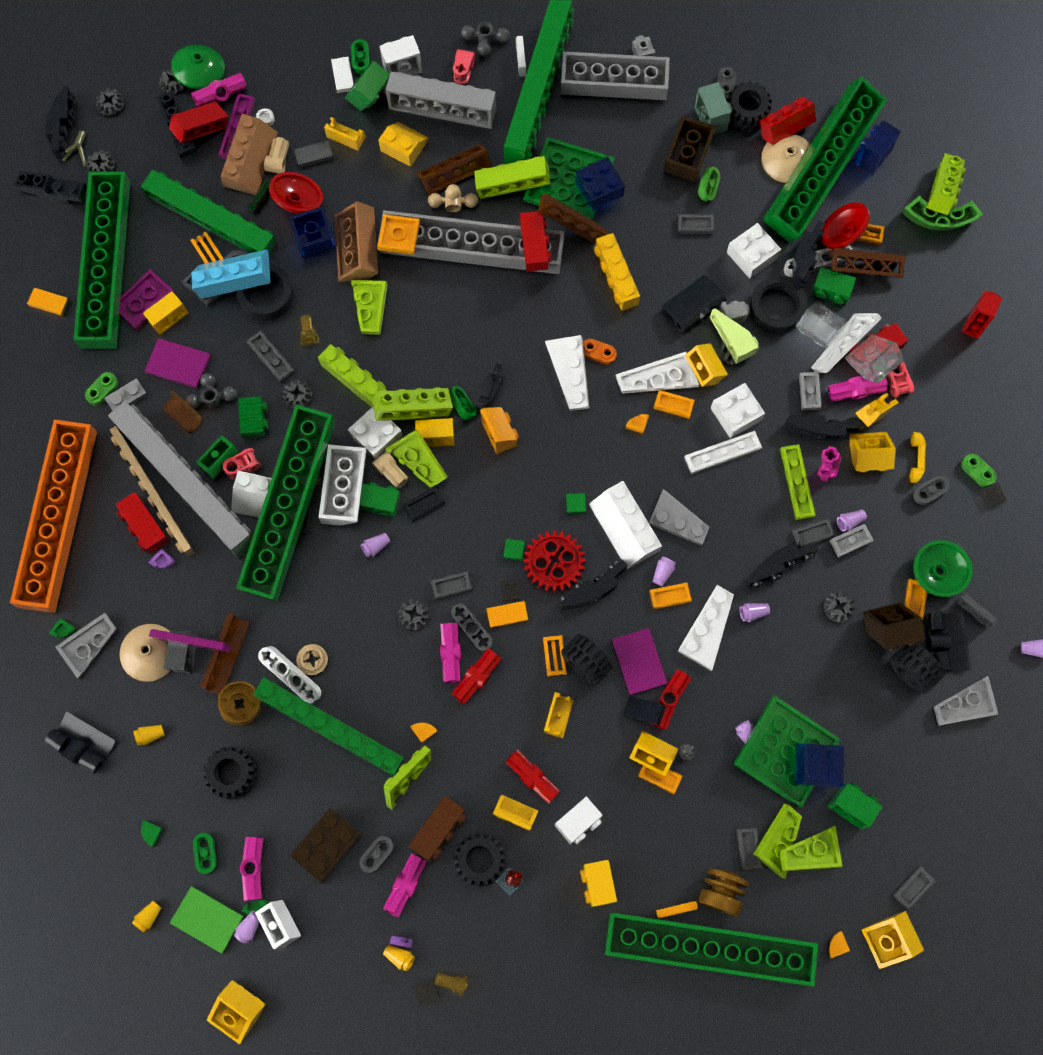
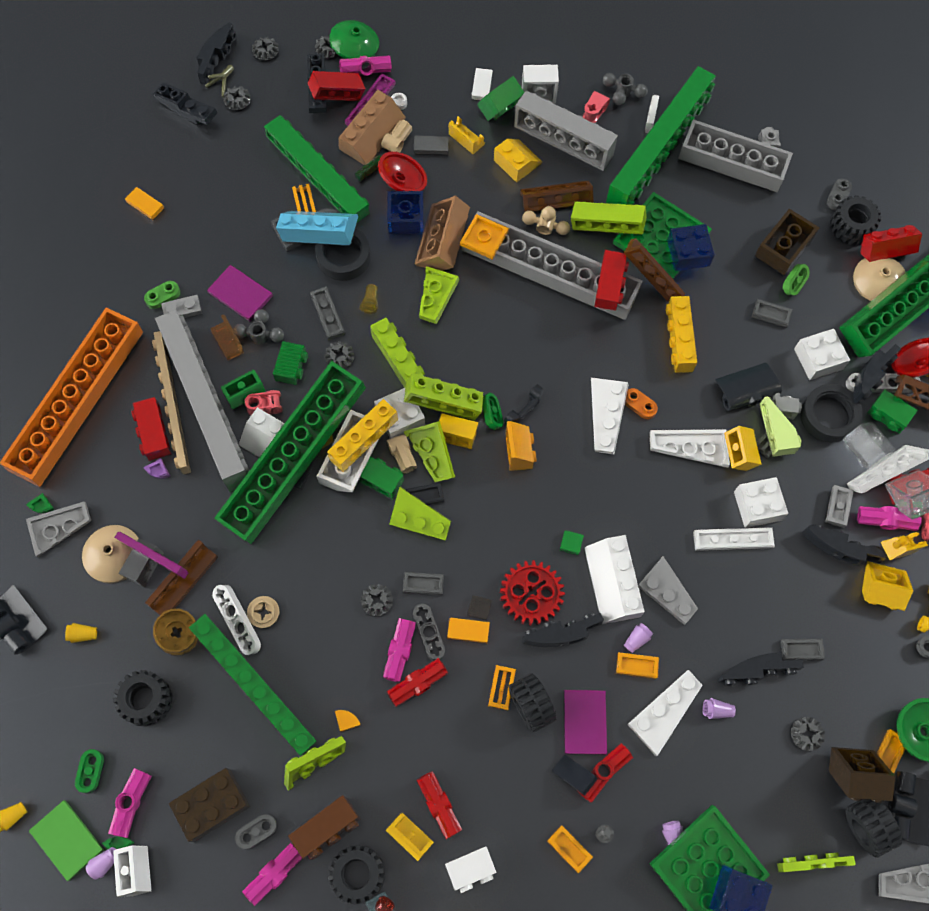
camera: 15 degrees right, 5 degrees down
(102, 260) = (205, 181): green brick -> none
(142, 296) = (230, 227): magenta tile -> none
(150, 832) = (45, 732): green tile -> none
(165, 313) = (245, 244): yellow hinge -> none
(349, 465) = (363, 435): none -> yellow brick
(360, 58) = (501, 73): green plate -> none
(375, 544) = (361, 520): lavender cone -> none
(425, 525) = (416, 516): none -> lime wing
(514, 549) = (496, 568): green tile -> none
(558, 715) = (486, 750): yellow hinge -> none
(638, 423) = (657, 484): light orange tile -> none
(653, 753) = (570, 823): yellow brick -> none
(674, 404) = (698, 476): light orange tile -> none
(713, 107) = (822, 209): sand green brick -> none
(797, 482) = (800, 593): lime tile -> none
(830, 464) = (840, 585): dark pink piece -> none
(850, 520) = (845, 648): lavender cone -> none
(851, 540) = (839, 669): light grey plate -> none
(874, 716) = (812, 862): none -> lime wing

